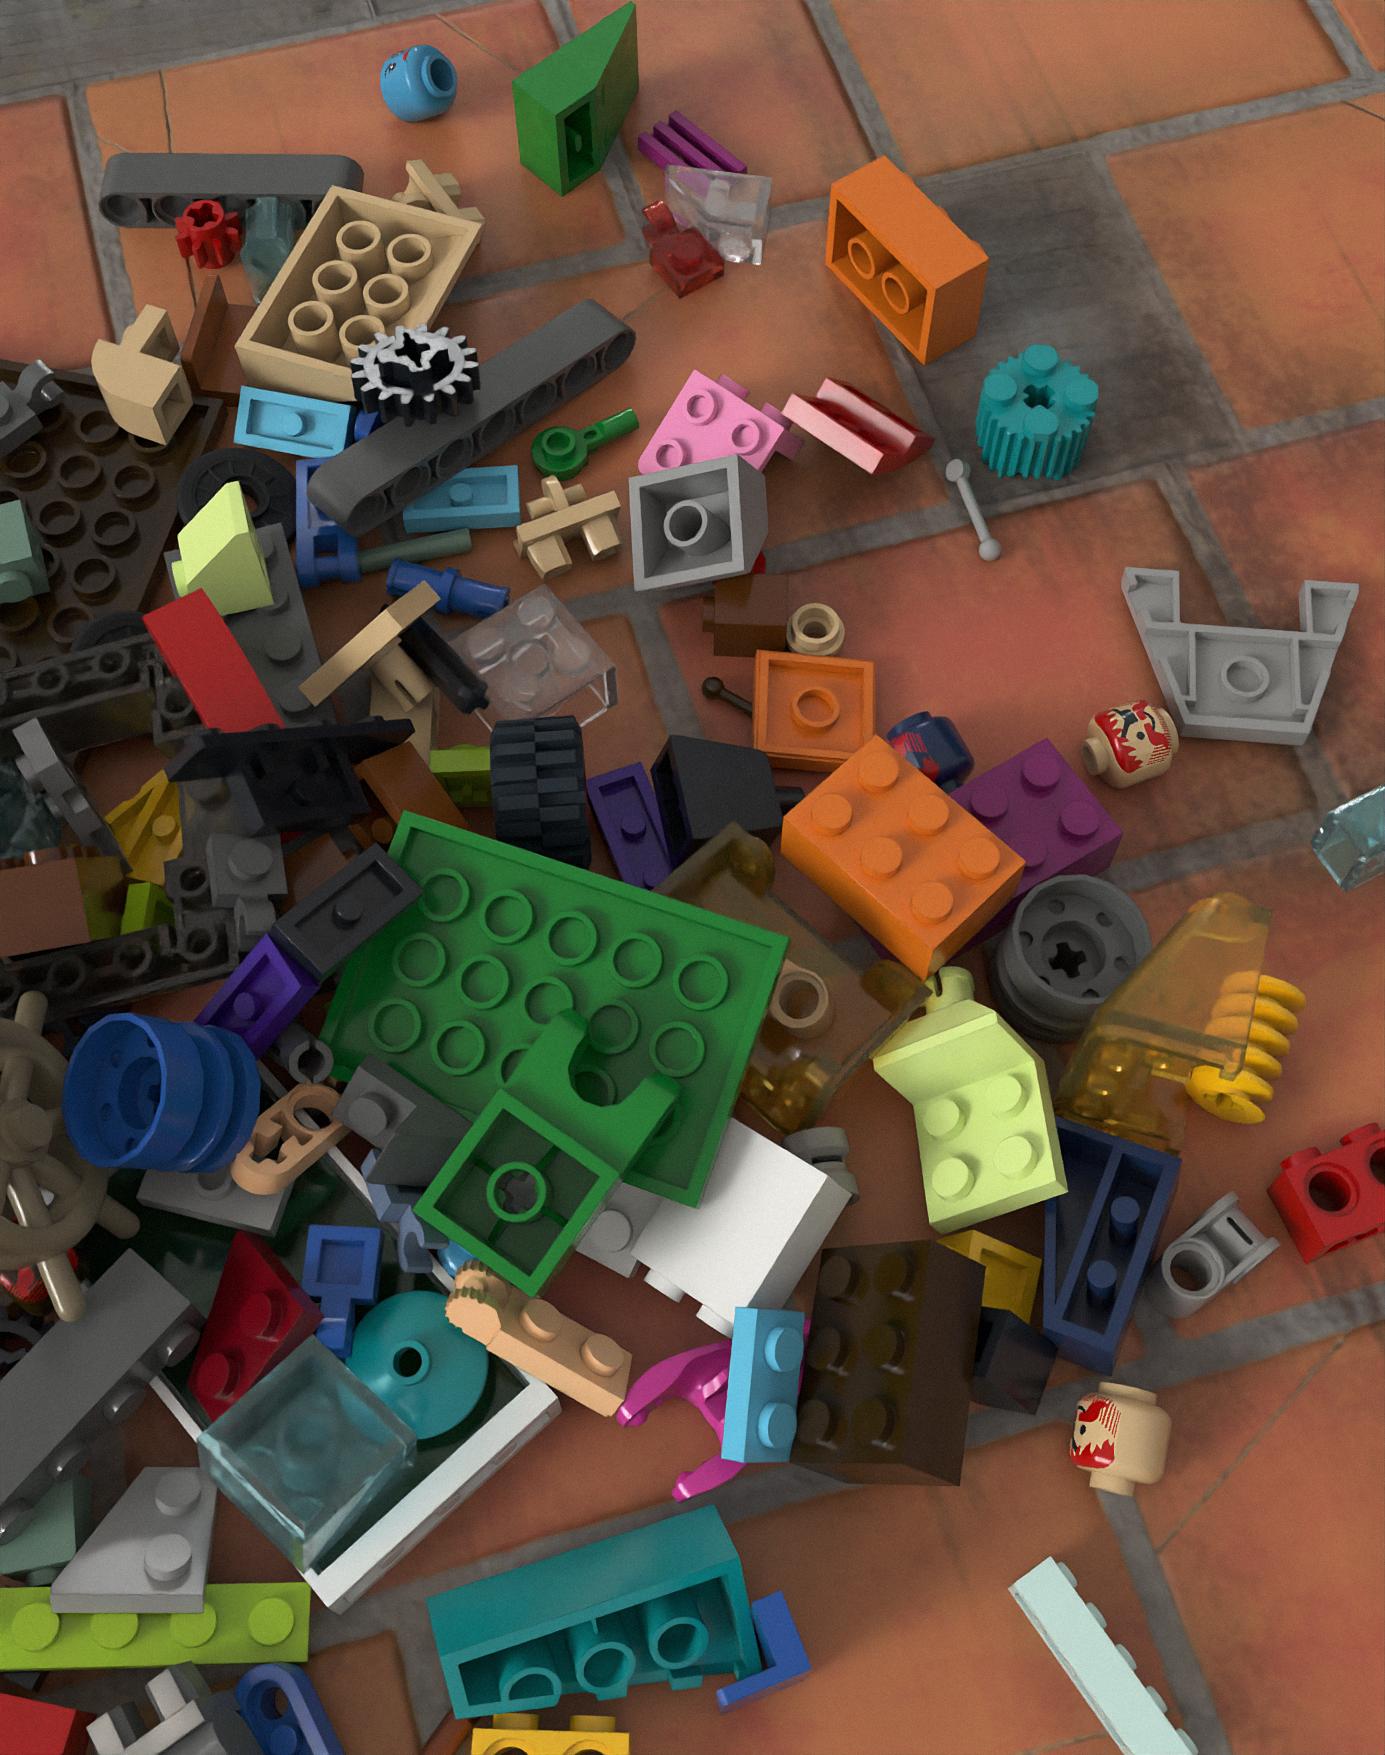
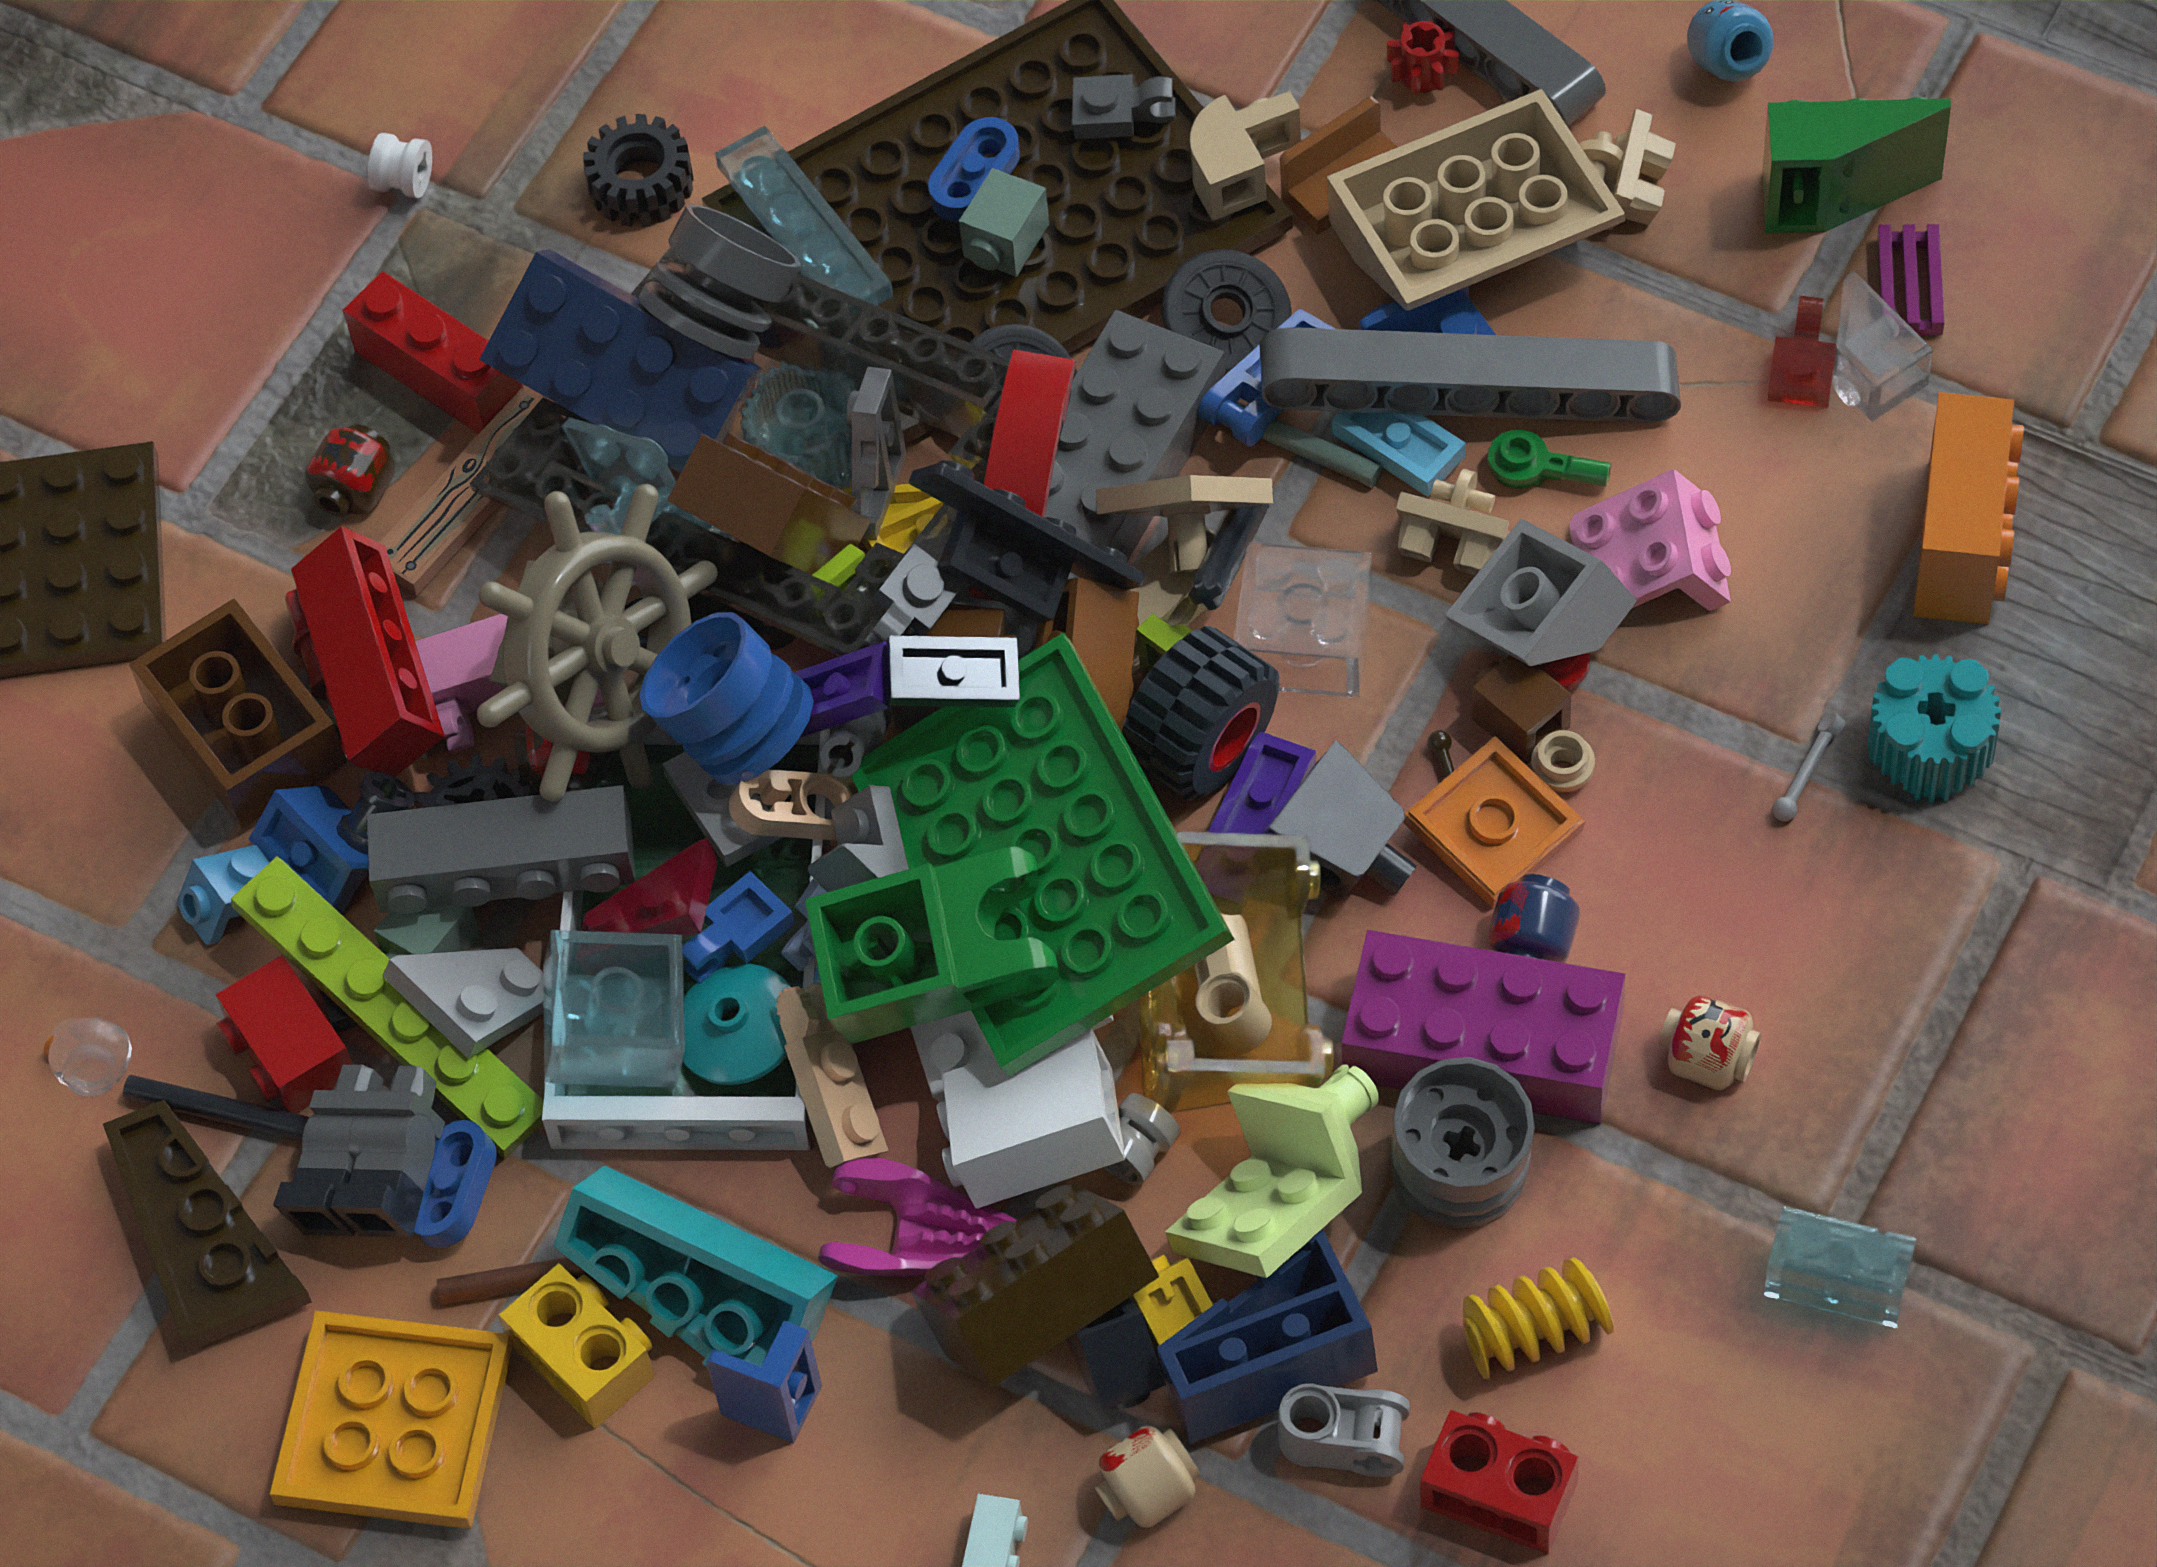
camera: 50 degrees right, 5 degrees down
(223, 555) = (1135, 350): yellowish green slope -> none
(268, 243) = (1469, 92): clear light blue piece -> none
(293, 423) = (1327, 274): medium azure plate -> none
(415, 374) = (1426, 306): black gear -> none
(455, 591) = (1310, 502): blue pin -> none
(763, 1385) = (937, 1220): medium azure plate -> none
(858, 427) = (1777, 622): slope -> none
(901, 857) = (1391, 956): orange brick -> none
(1172, 1013) = (1437, 1222): clear yellow windscreen -> none
(1239, 678) = (1869, 1073): light grey wing -> none

